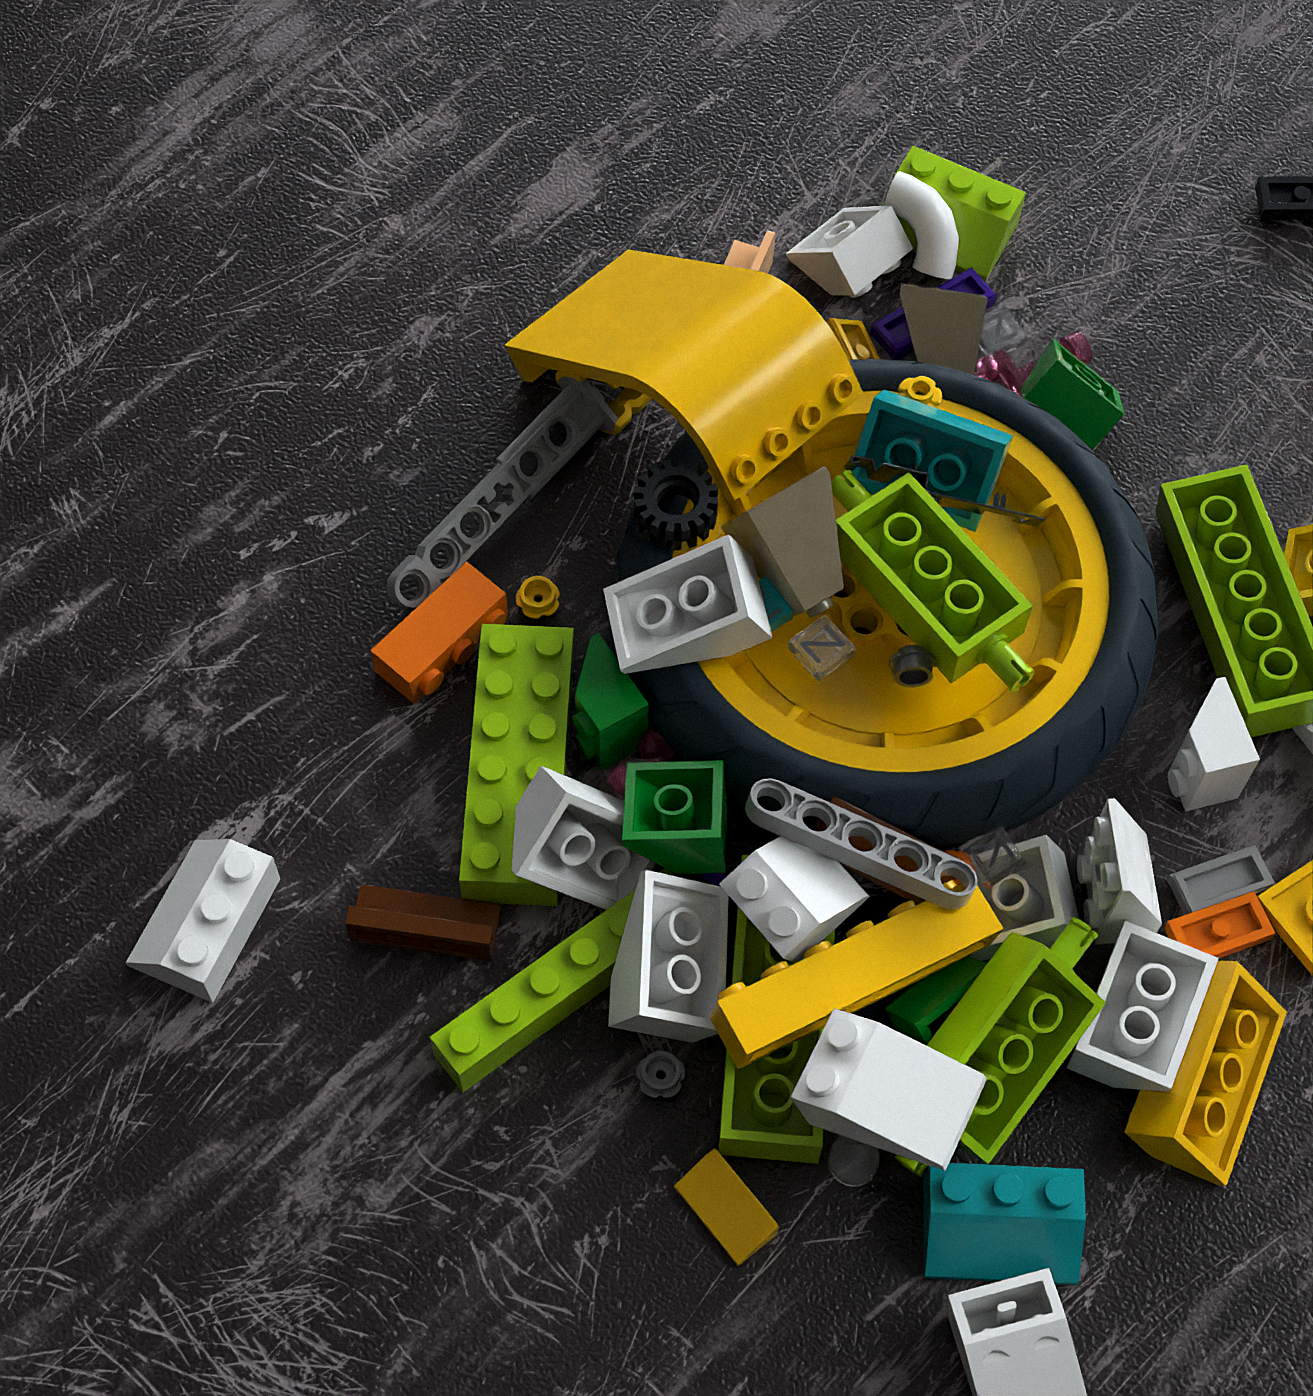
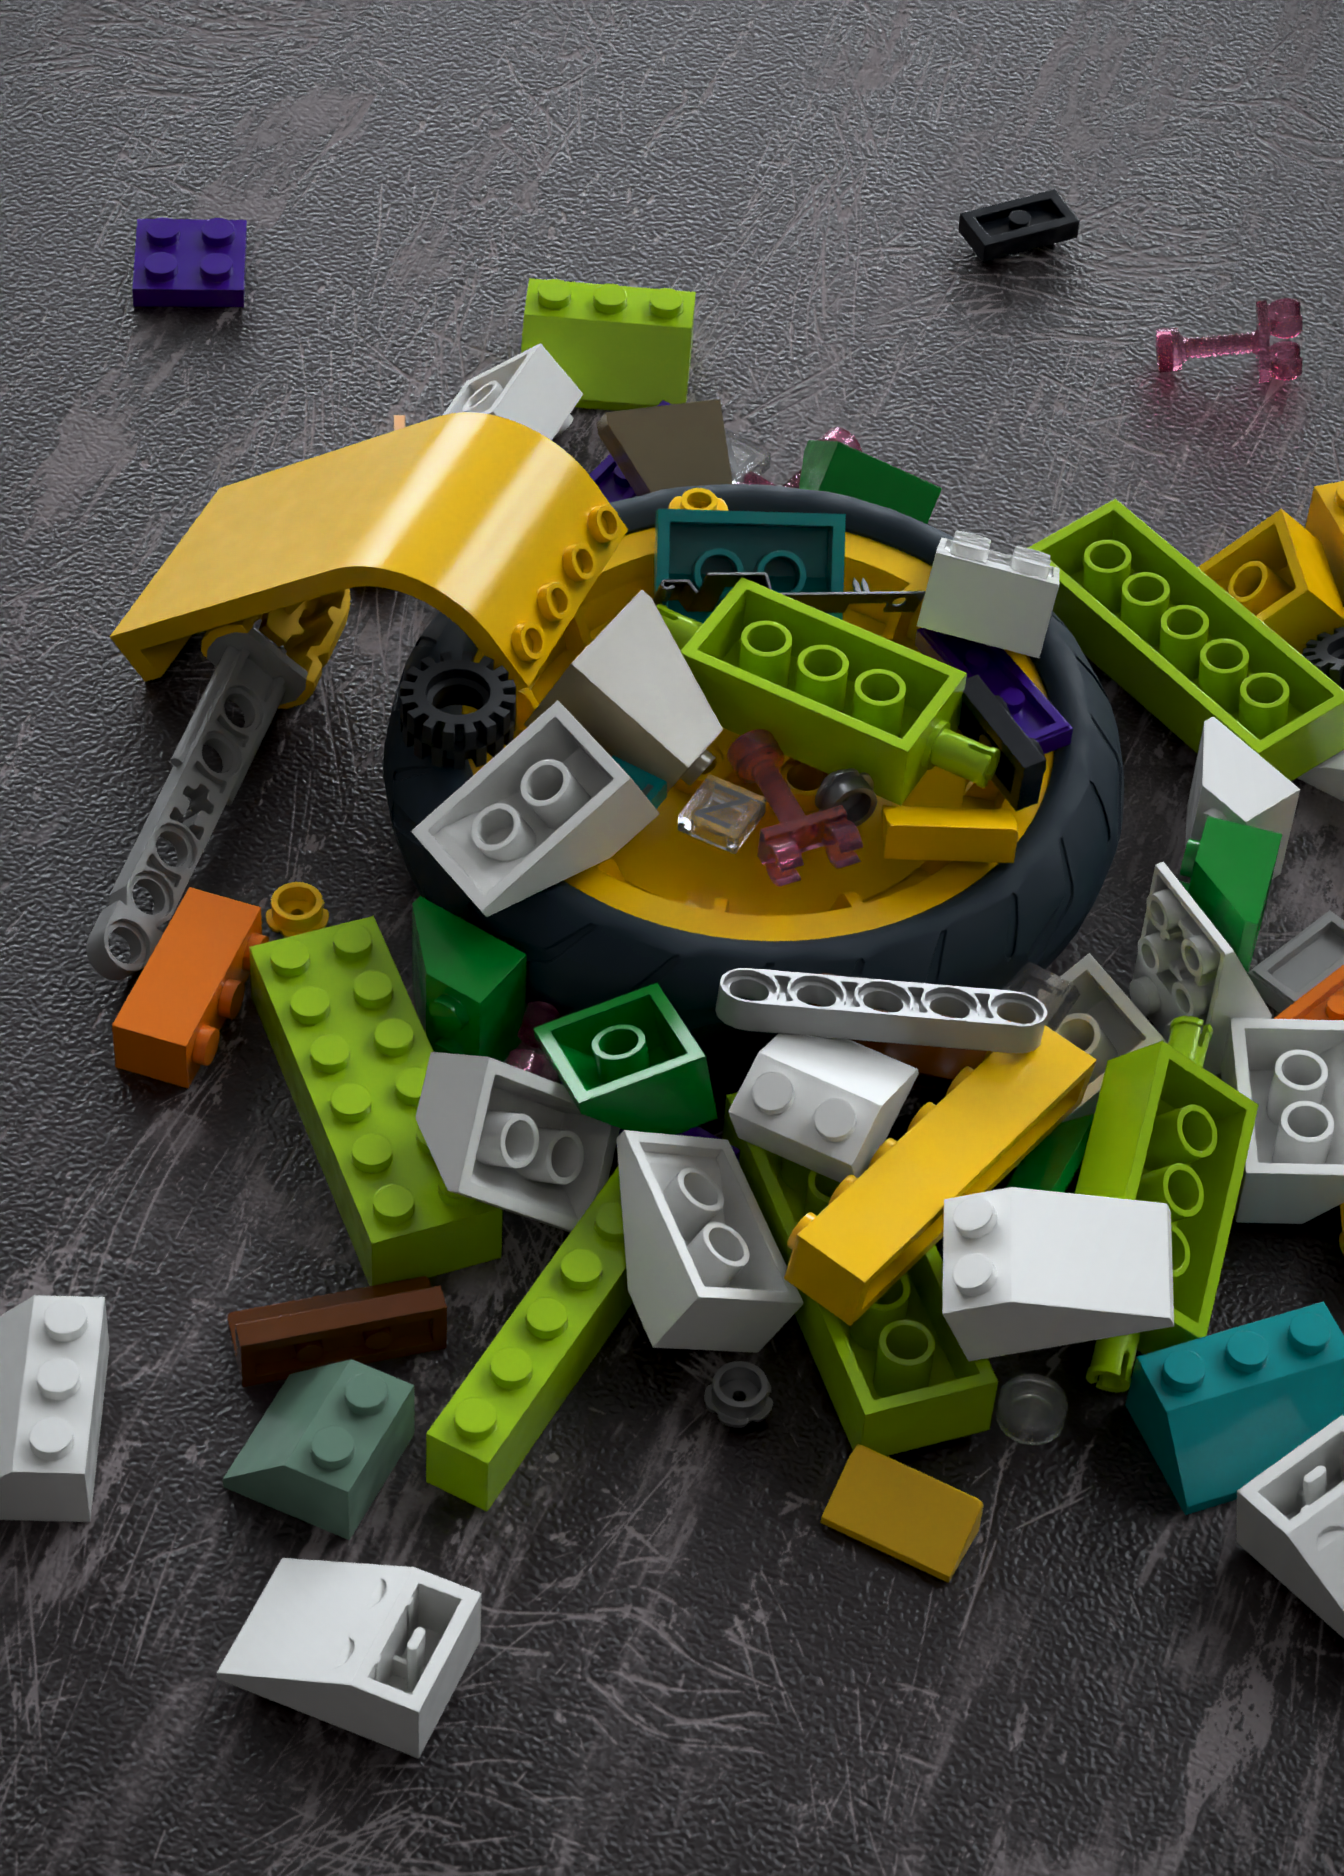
camera: 25 degrees left, 15 degrees down
(326, 1168) = (358, 1647): none -> white slope
(375, 1010) = (327, 1445): none -> sand green slope
(696, 54) = (190, 262): none -> dark purple plate
(864, 614) = (757, 760): none -> clear pink bar
(930, 220) = (593, 352): white cylinder -> none
(974, 717) = (949, 834): none -> yellow slope
(1038, 647) = (1021, 760): none -> black plate
(1065, 607) = (1004, 678): none -> dark purple tile
(1091, 535) = (990, 594): none -> white slope
(1177, 815) = (1232, 879): none -> green slope

